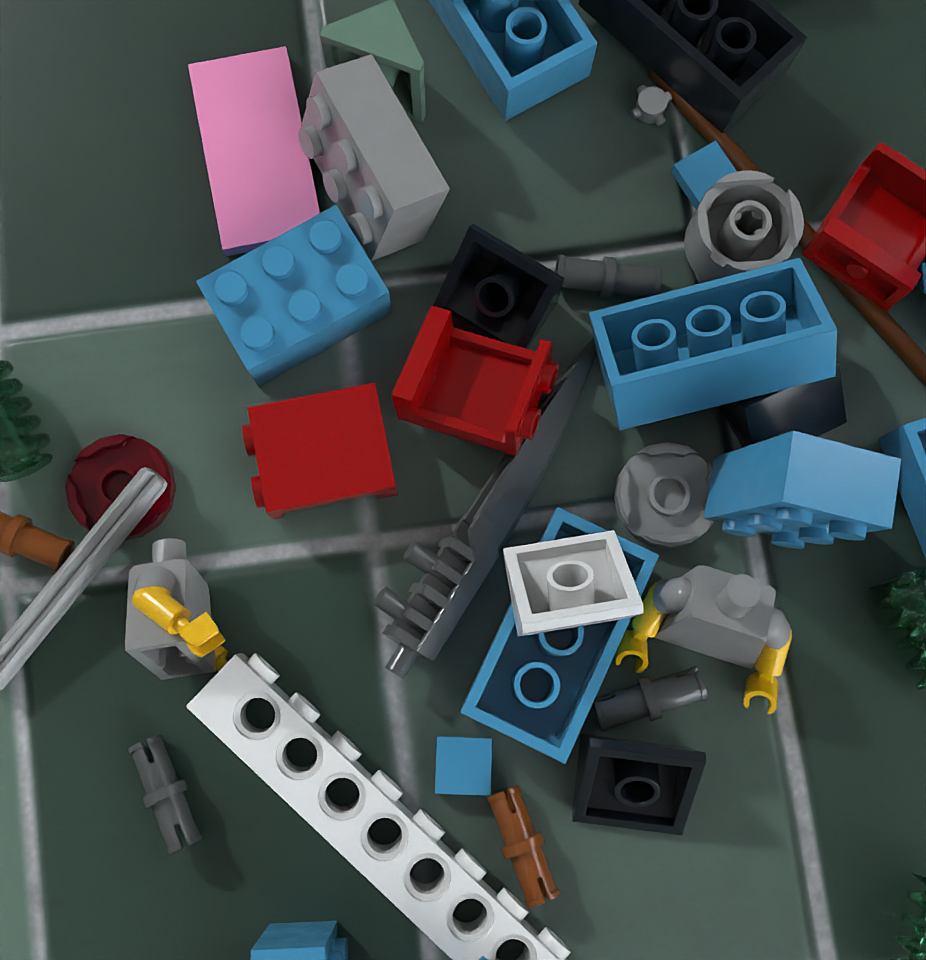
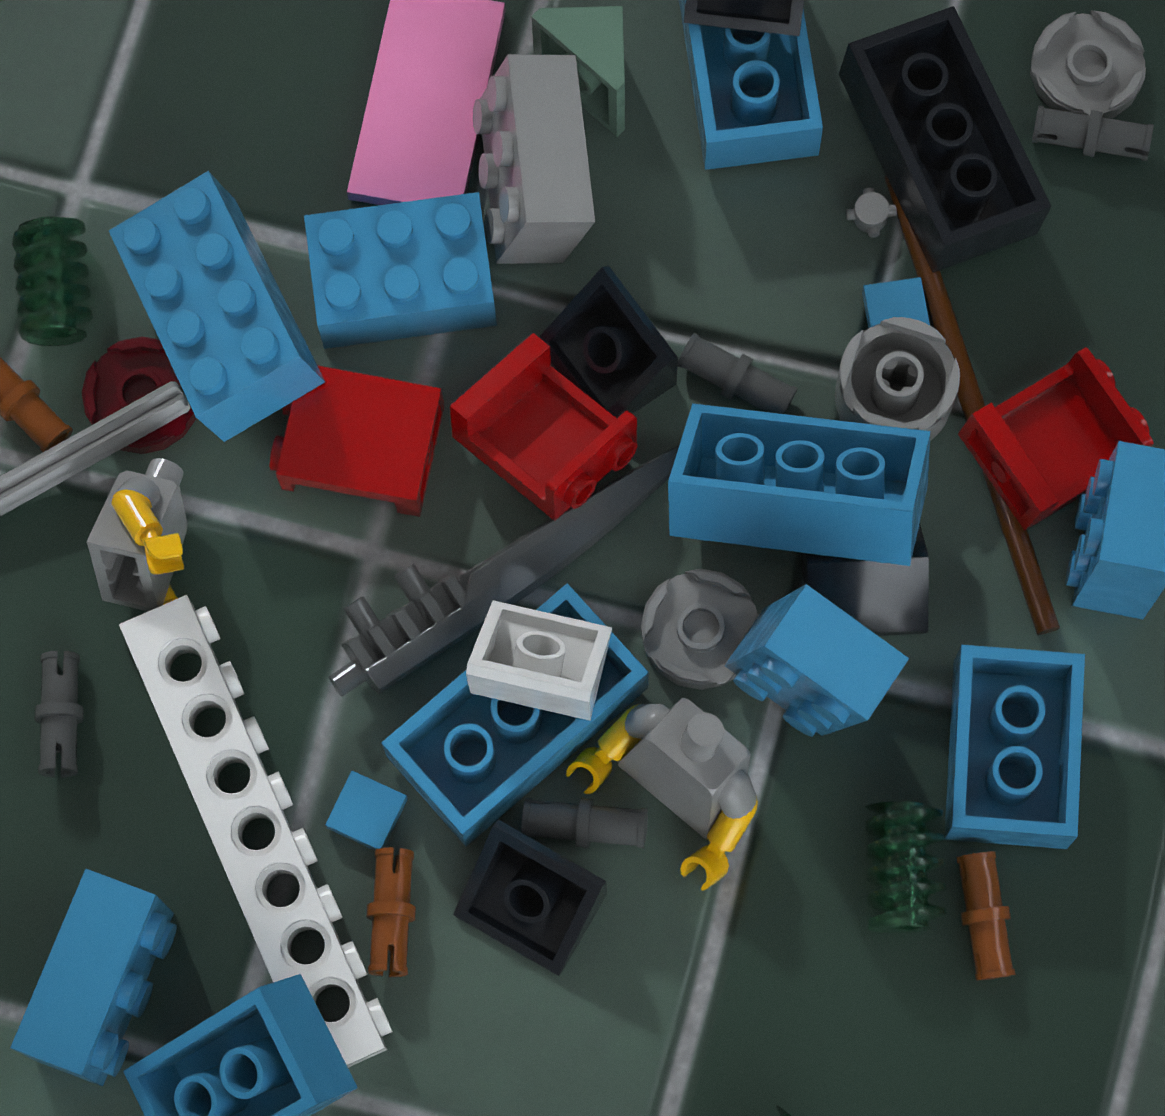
camera: 30 degrees right, 5 degrees down
(152, 389) = (216, 307): none -> dark azure brick

